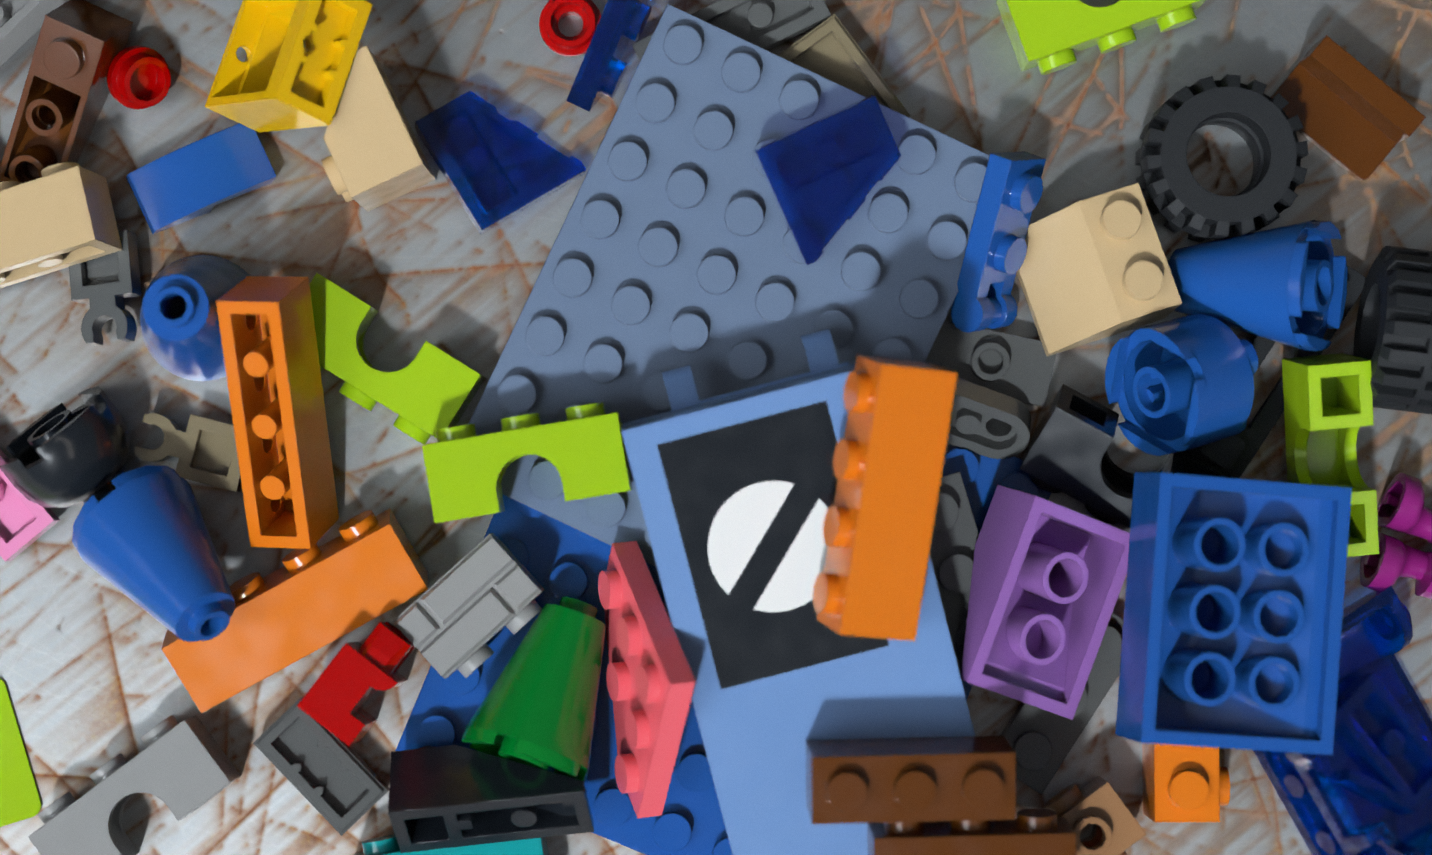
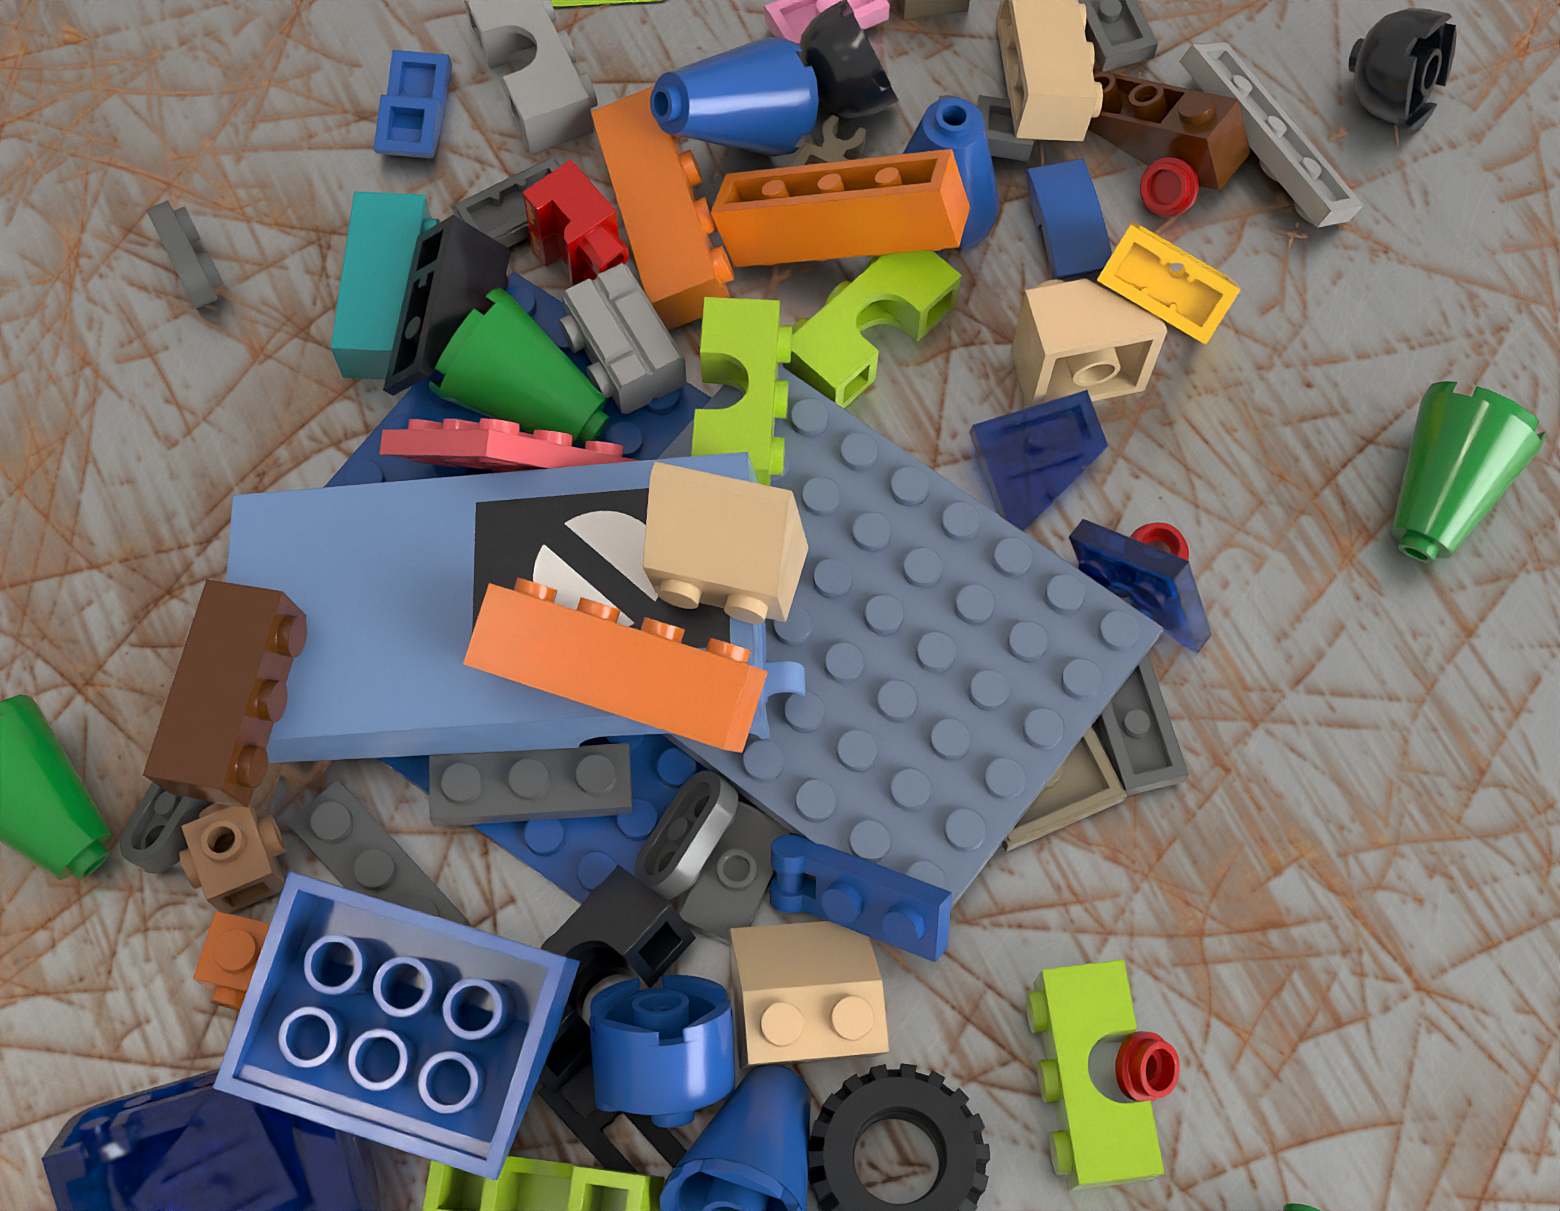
camera: 105 degrees right, 20 degrees down
(753, 423) = (723, 543): none -> tan slope
(827, 171) = (964, 728): clear blue wing -> none
(910, 779) = (330, 646): reddish brown brick -> none
(1040, 599) = (475, 844): medium lavender slope -> none

